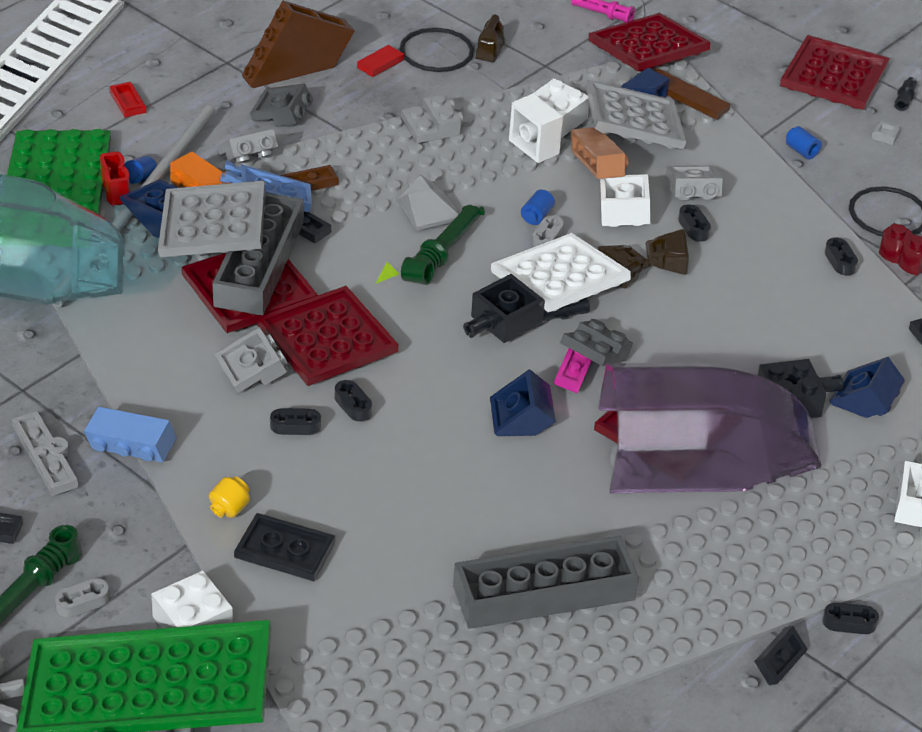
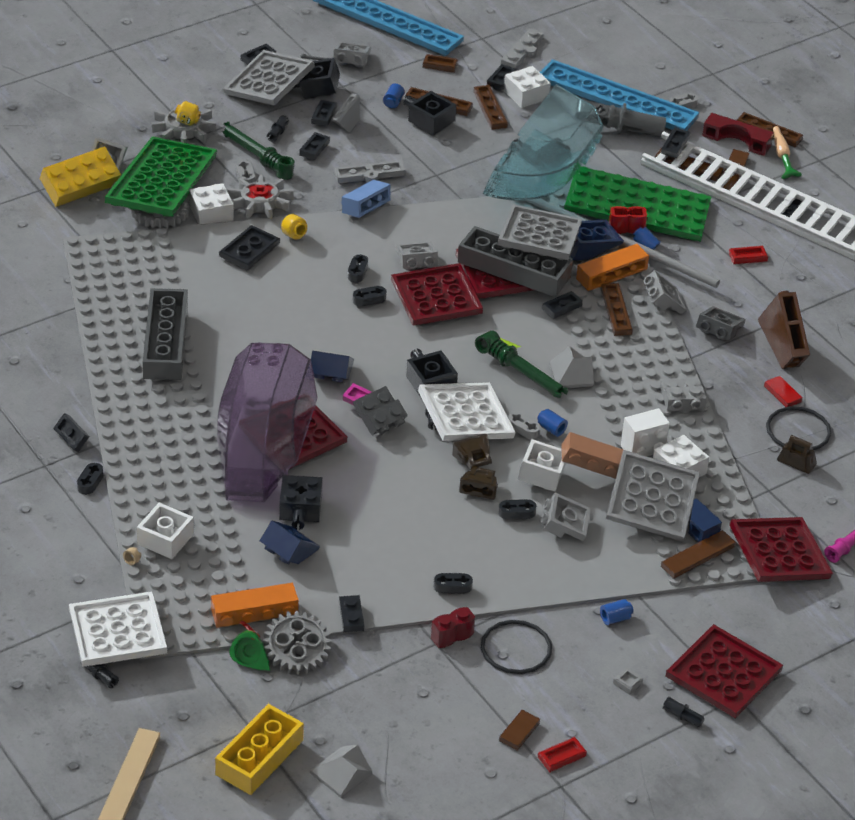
camera: 105 degrees right, 0 degrees up
(149, 559) = (261, 196): none -> light grey gear
(274, 183) = (595, 283): medium blue tile -> none

